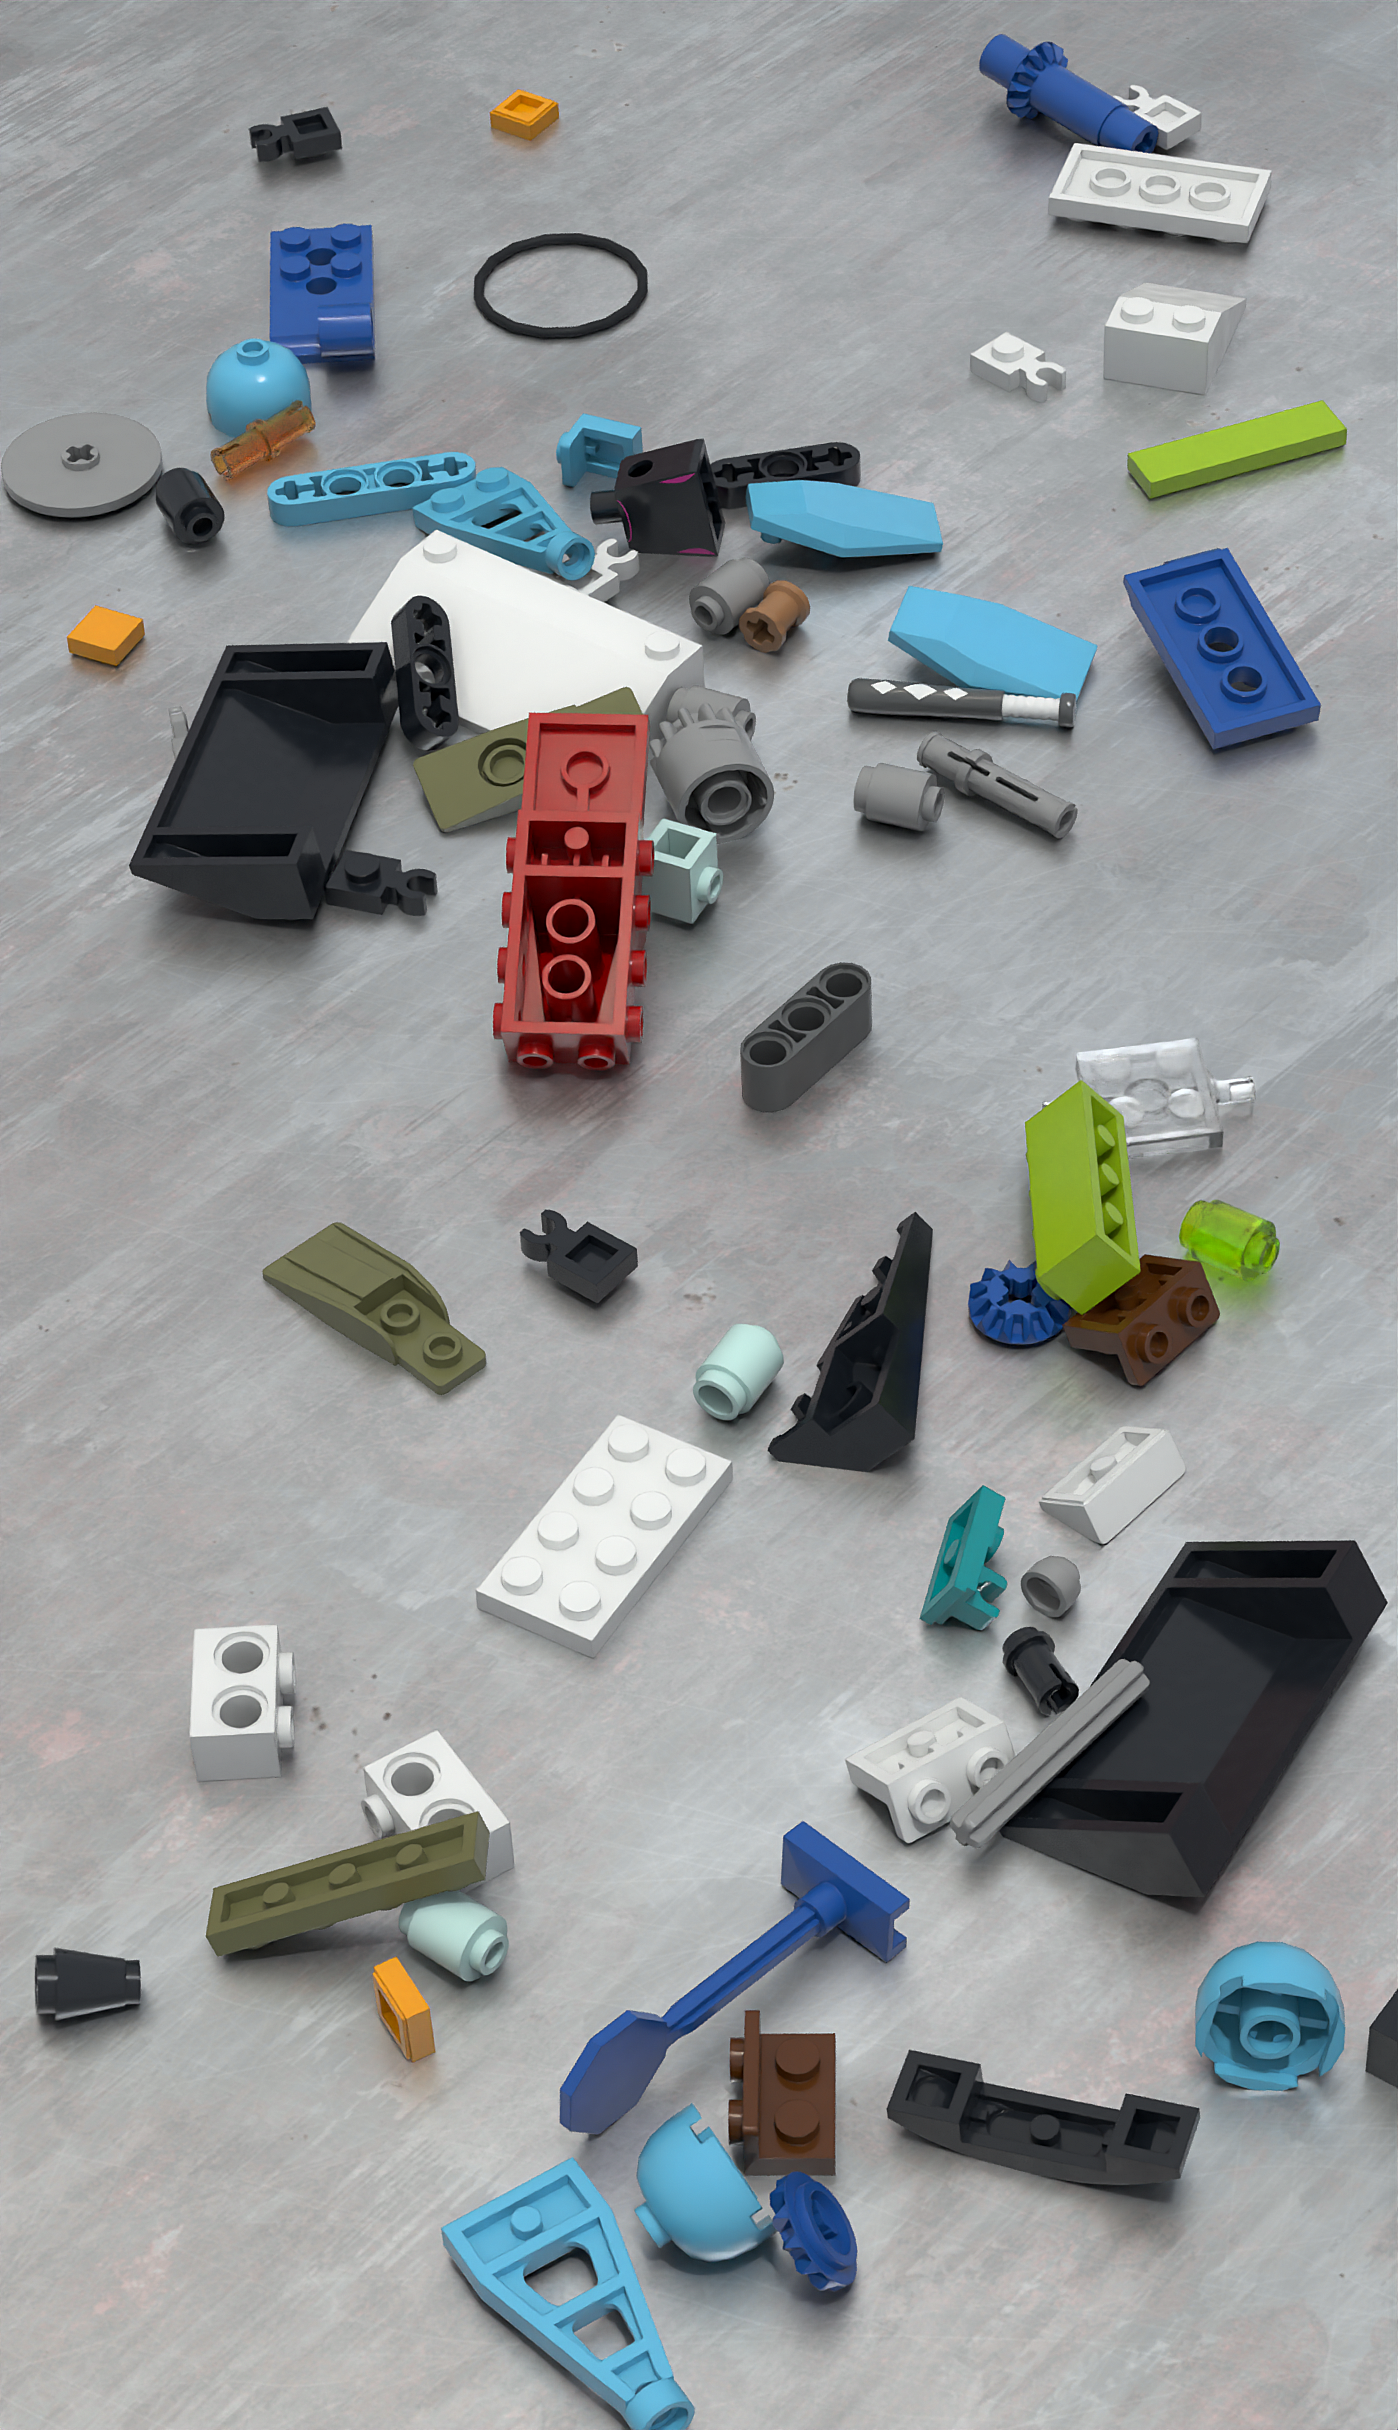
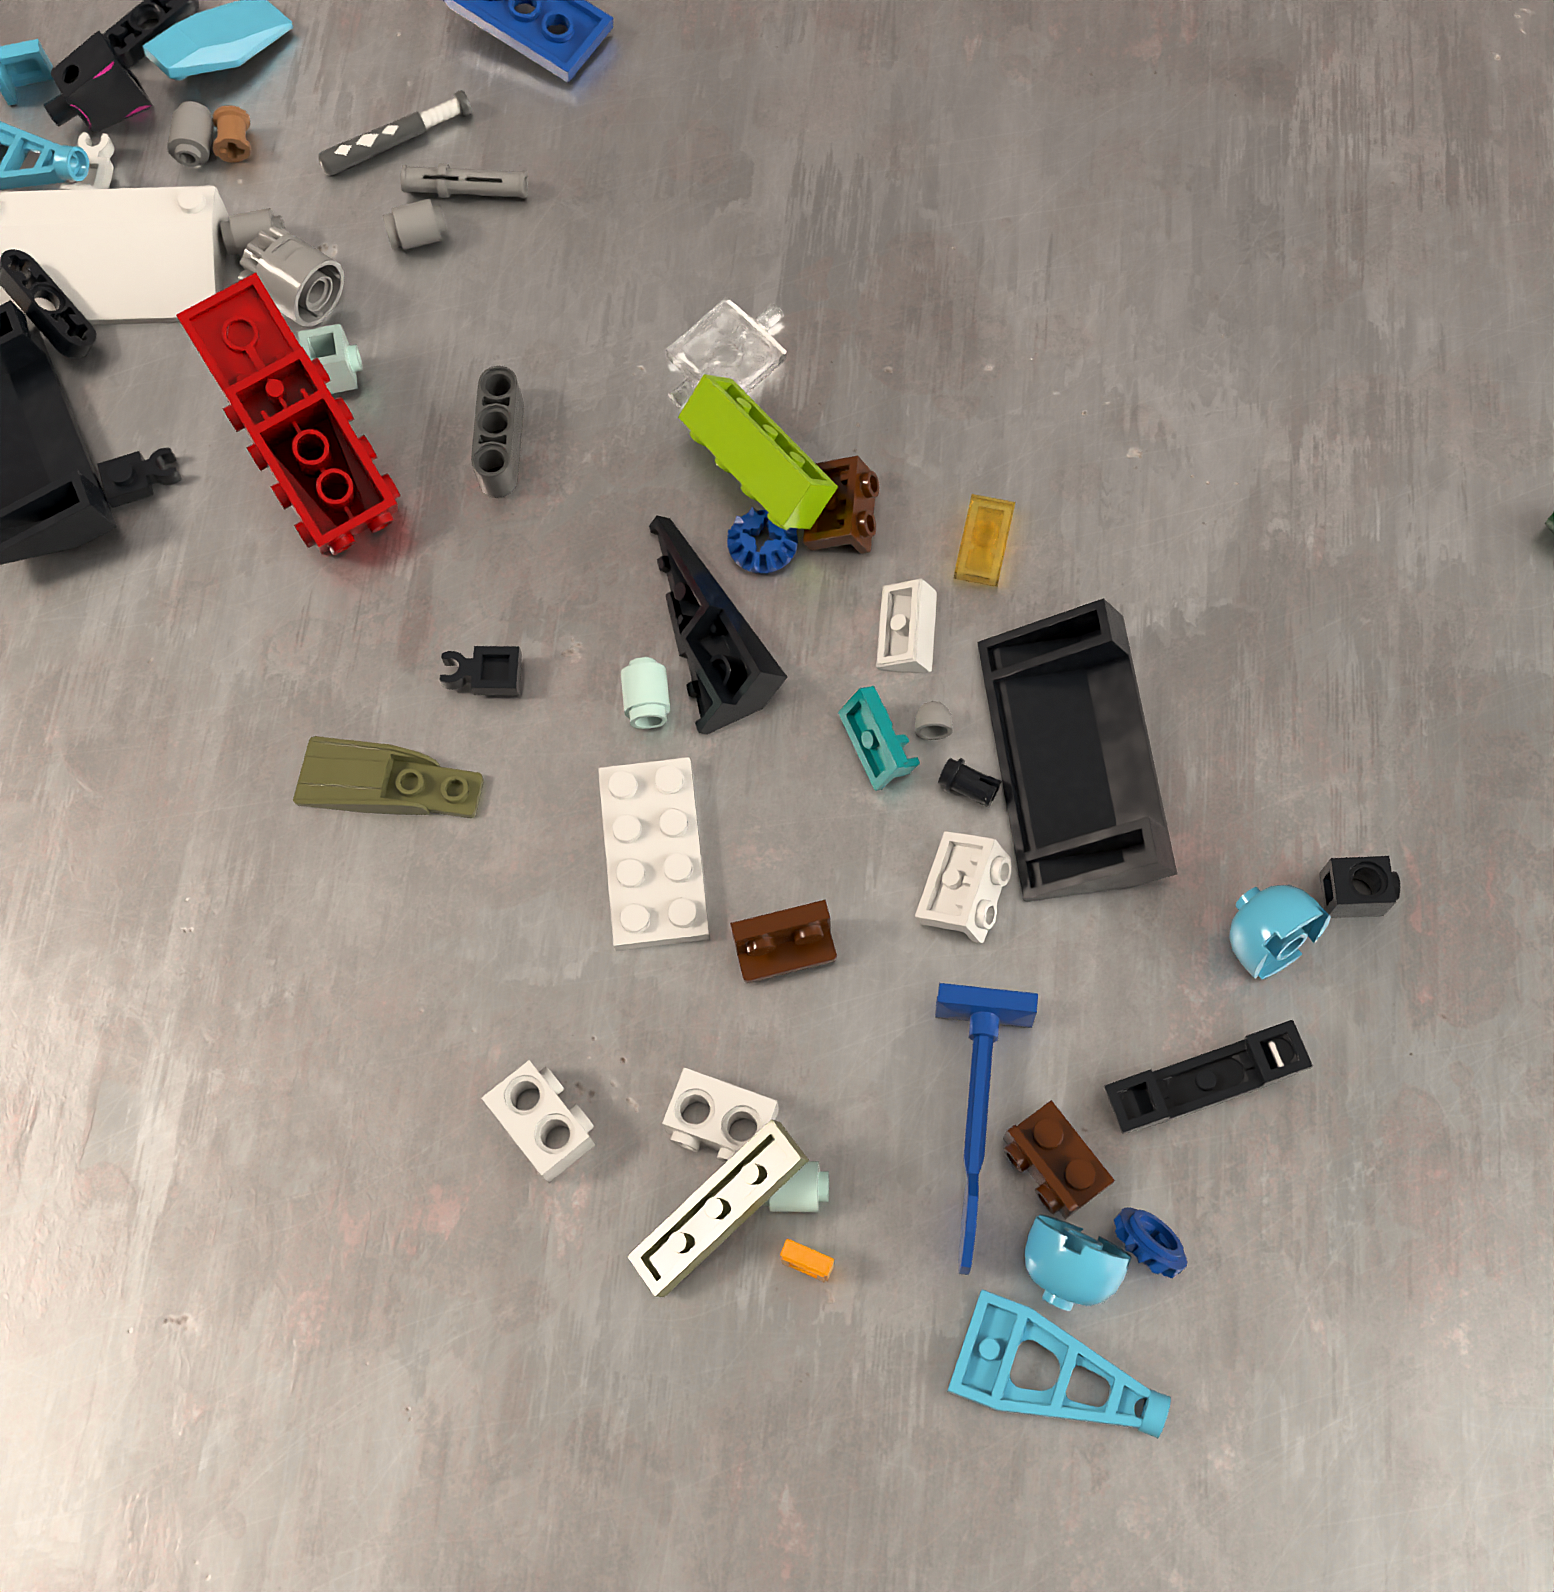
camera: 35 degrees left, 25 degrees up
(84, 1983) = (605, 1377): black cone -> none
(486, 773) = (152, 338): olive piece -> none
(669, 1686) = (784, 941): none -> reddish brown bracket
(990, 645) = (384, 83): medium azure piece -> none
(1049, 1753) = (1024, 838): light grey axle -> none
(1229, 1239) = (849, 424): clear neon green brick -> none
(1292, 1445) = (984, 540): none -> clear yellow plate

